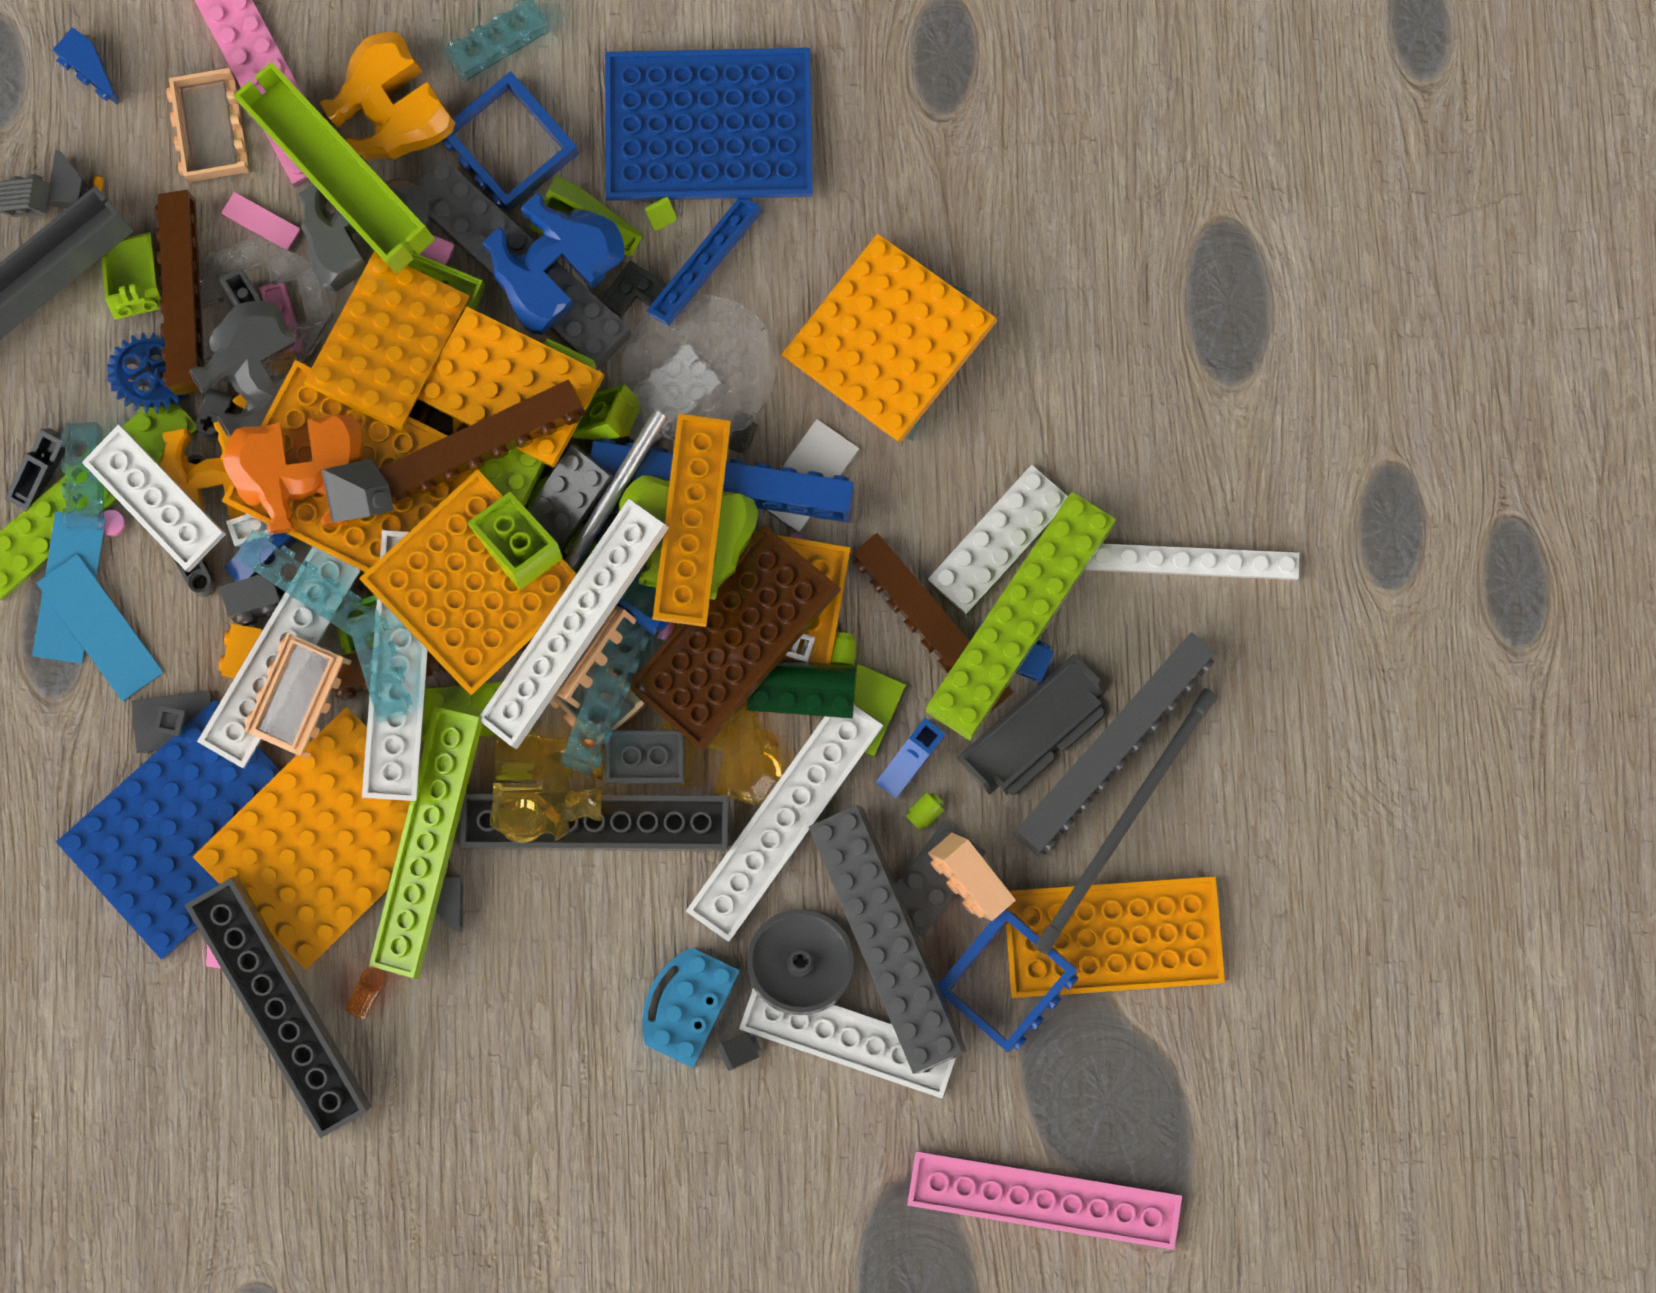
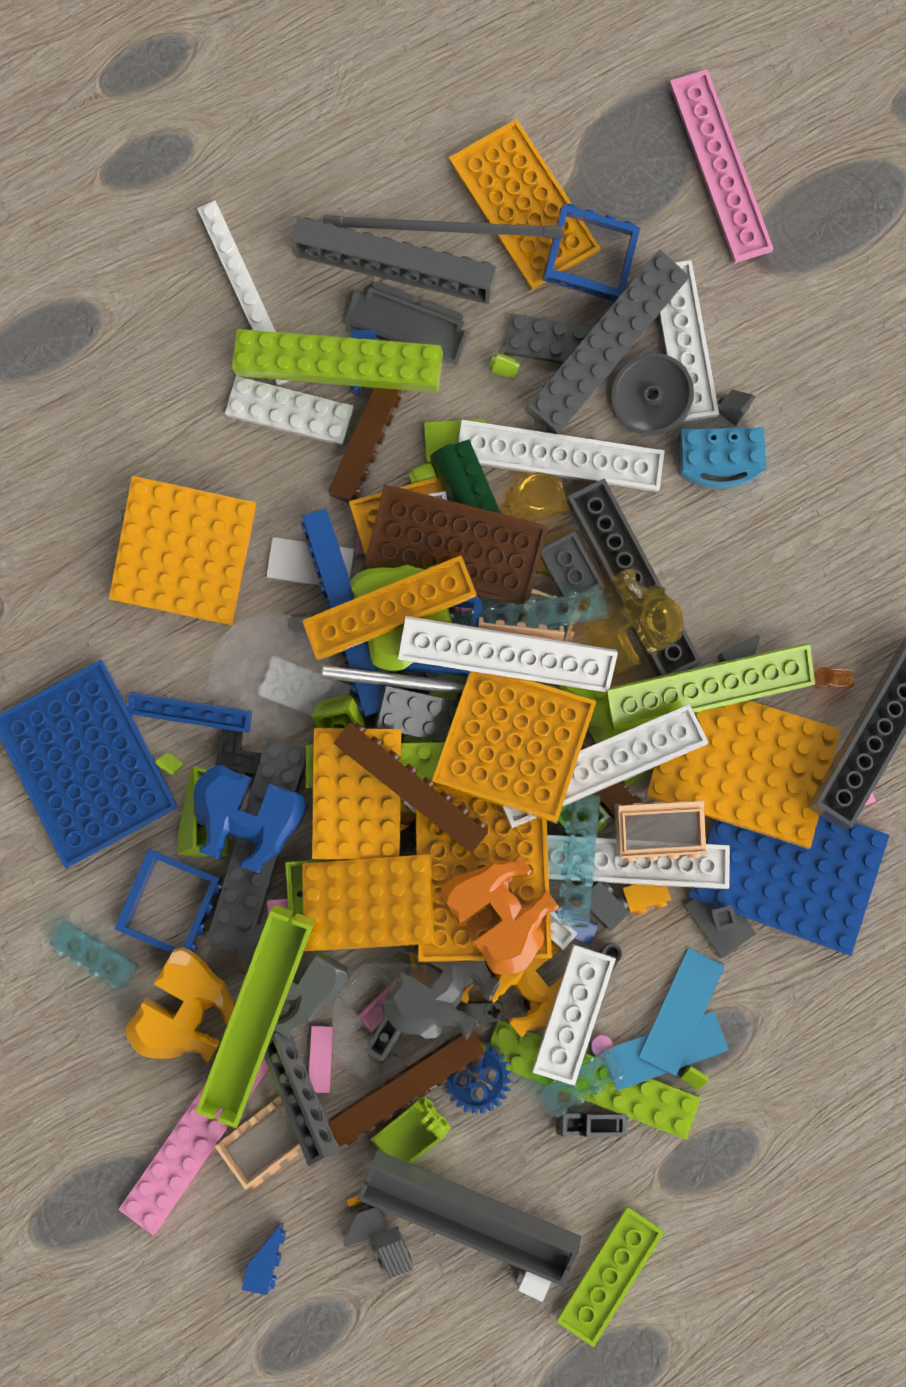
camera: 120 degrees left, 0 degrees up
(25, 604) = (694, 1077): none -> lime slope
(226, 175) = (300, 1100): none -> dark grey brick
(356, 491) = (495, 856): dark grey slope -> none
(360, 628) = (639, 754): clear light blue brick -> none
(516, 540) = (469, 725): lime slope -> none
(910, 758) = (472, 391): slope -> none
(970, 877) = (536, 306): light nougat brick -> none

